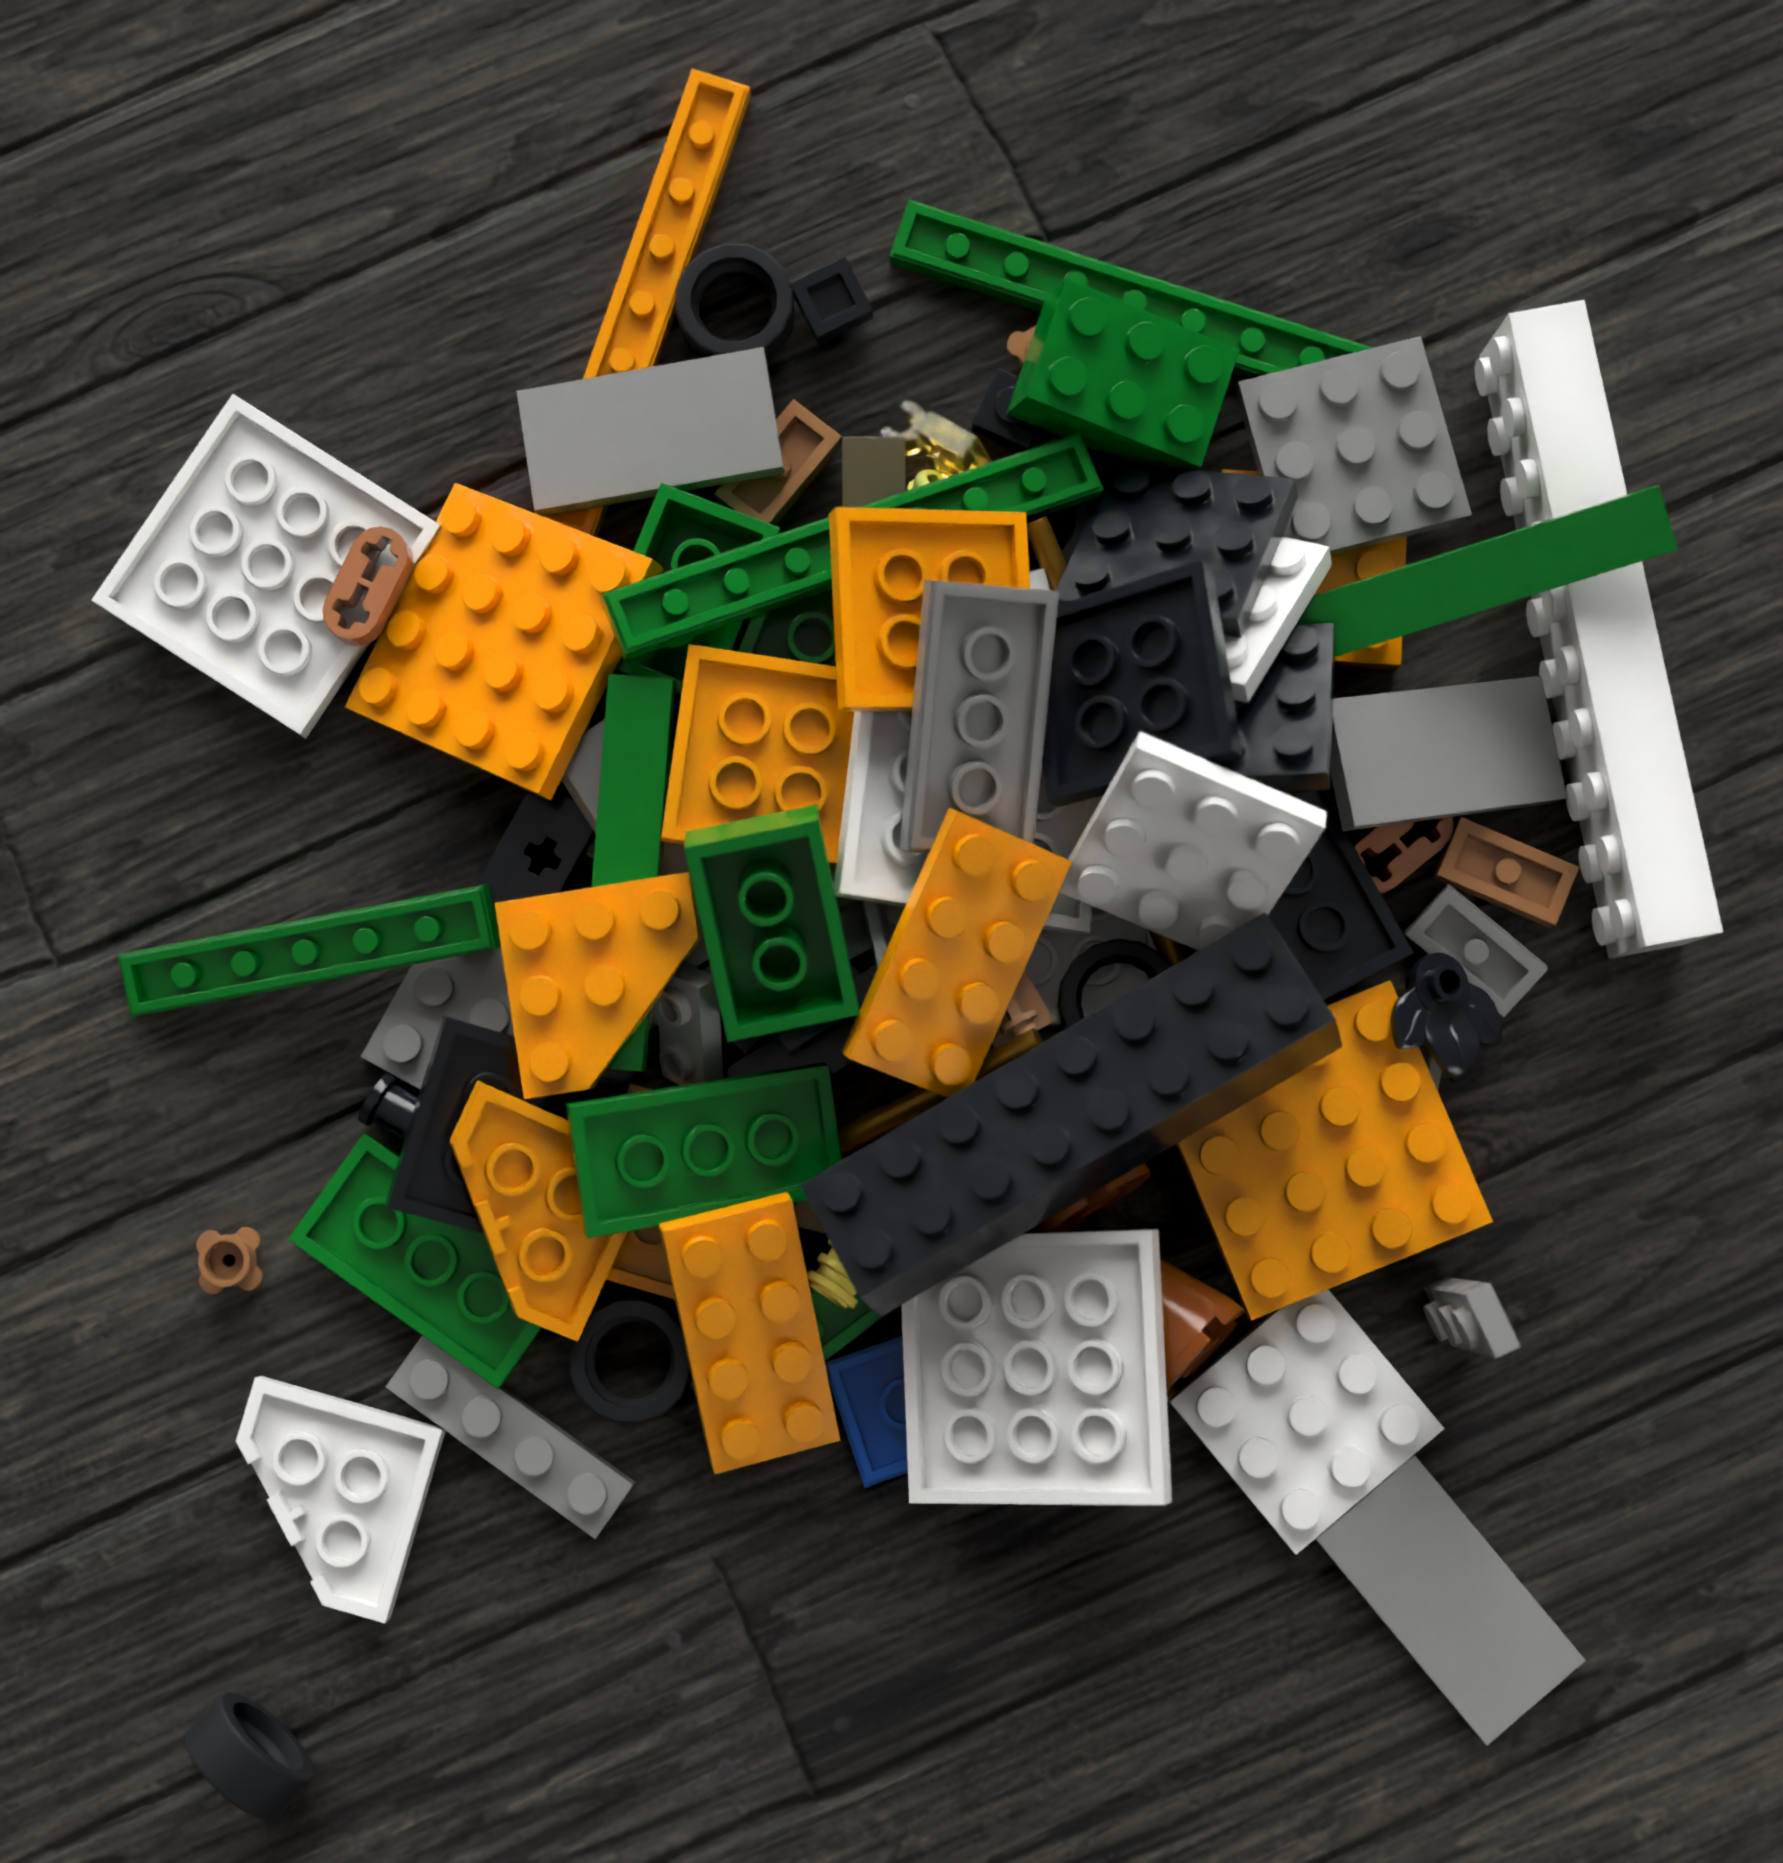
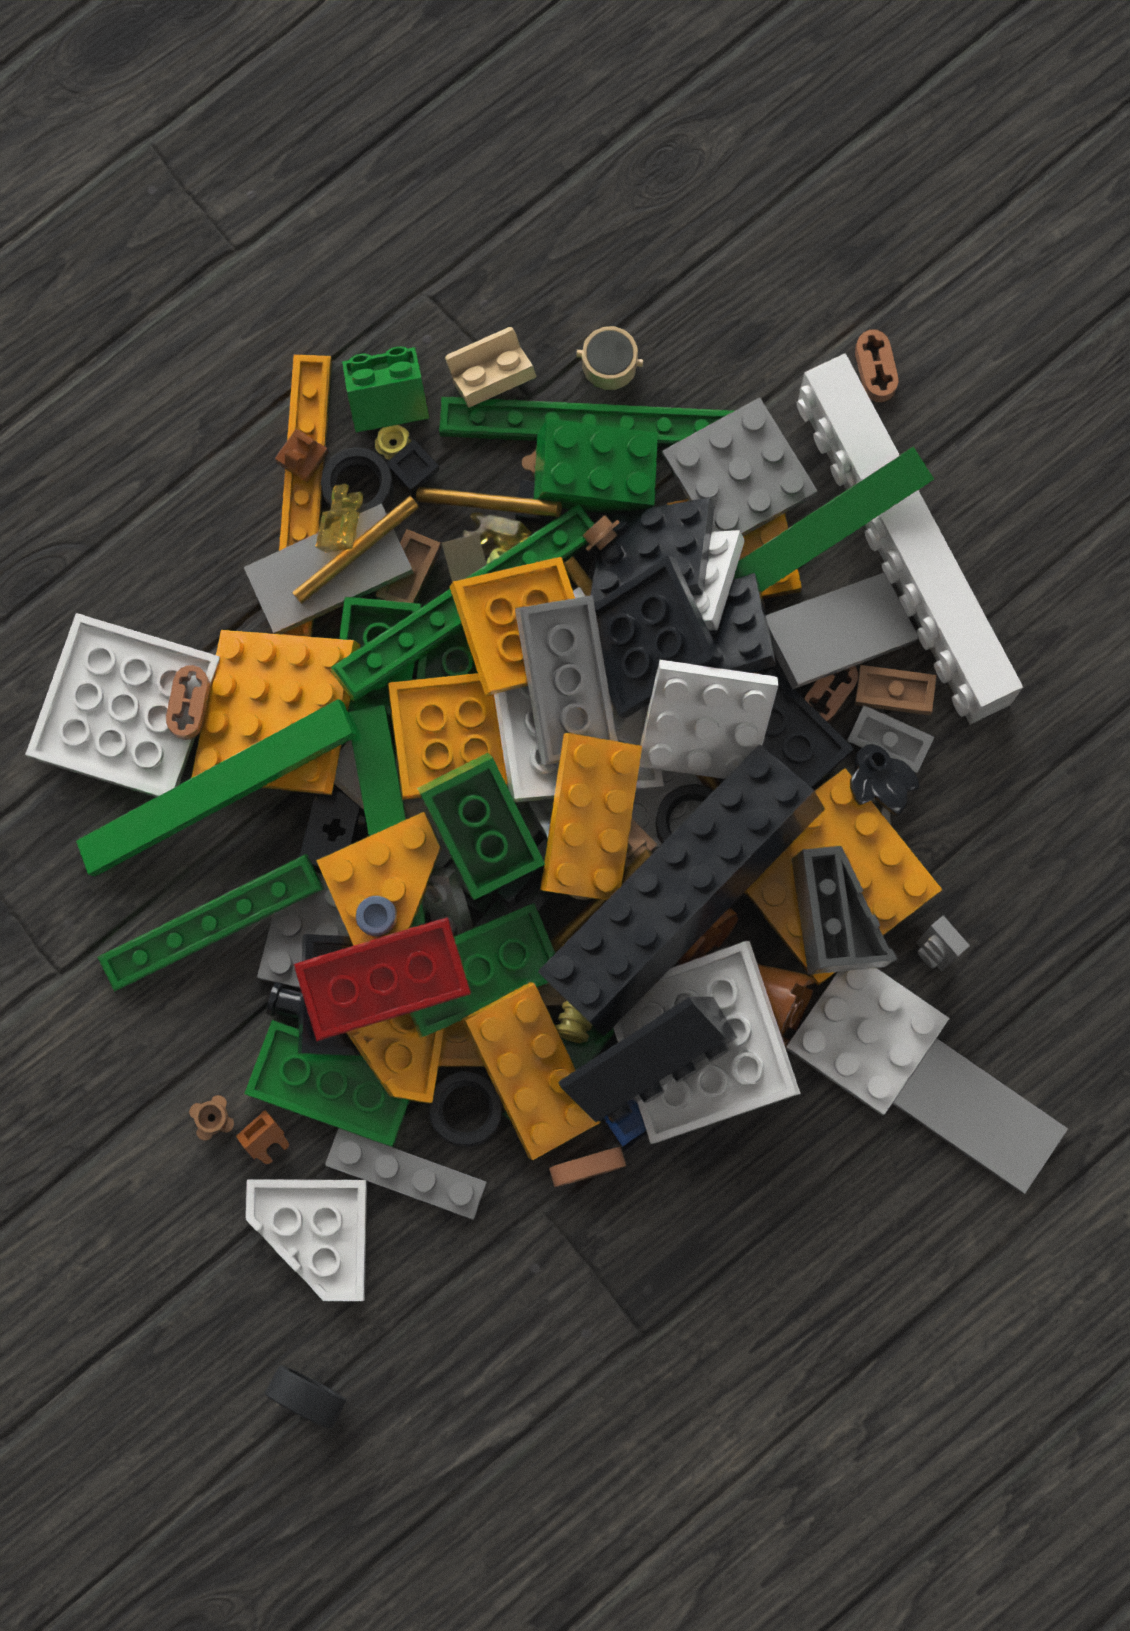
camera: 15 degrees left, 5 degrees down
(297, 1312) = (260, 1135): none -> dark orange tile
(376, 737) = (216, 788): none -> green tile
(545, 1128) = (382, 979): none -> red tile
(564, 1022) = (376, 916): none -> sand blue tile
(658, 235) = (301, 455): none -> dark orange tile
(685, 361) = (340, 523): none -> clear yellow plate
(700, 410) = (360, 546): none -> pearl gold bar
(799, 1507) = (587, 1167): none -> nougat beam
(805, 237) = (390, 433): none -> light yellow plate
(820, 163) = (385, 389): none -> green slope
(938, 390) = (489, 501): none -> pearl gold bar
(945, 1378) = (649, 1059): none -> black slope
(998, 171) = (489, 367): none -> tan bracket
(1101, 491) = (600, 533): none -> medium nougat plate
(1195, 208) = (609, 358): none -> piece
(1310, 1224) = (834, 914): none -> dark grey wedge
(1635, 336) = (884, 363): none -> nougat beam

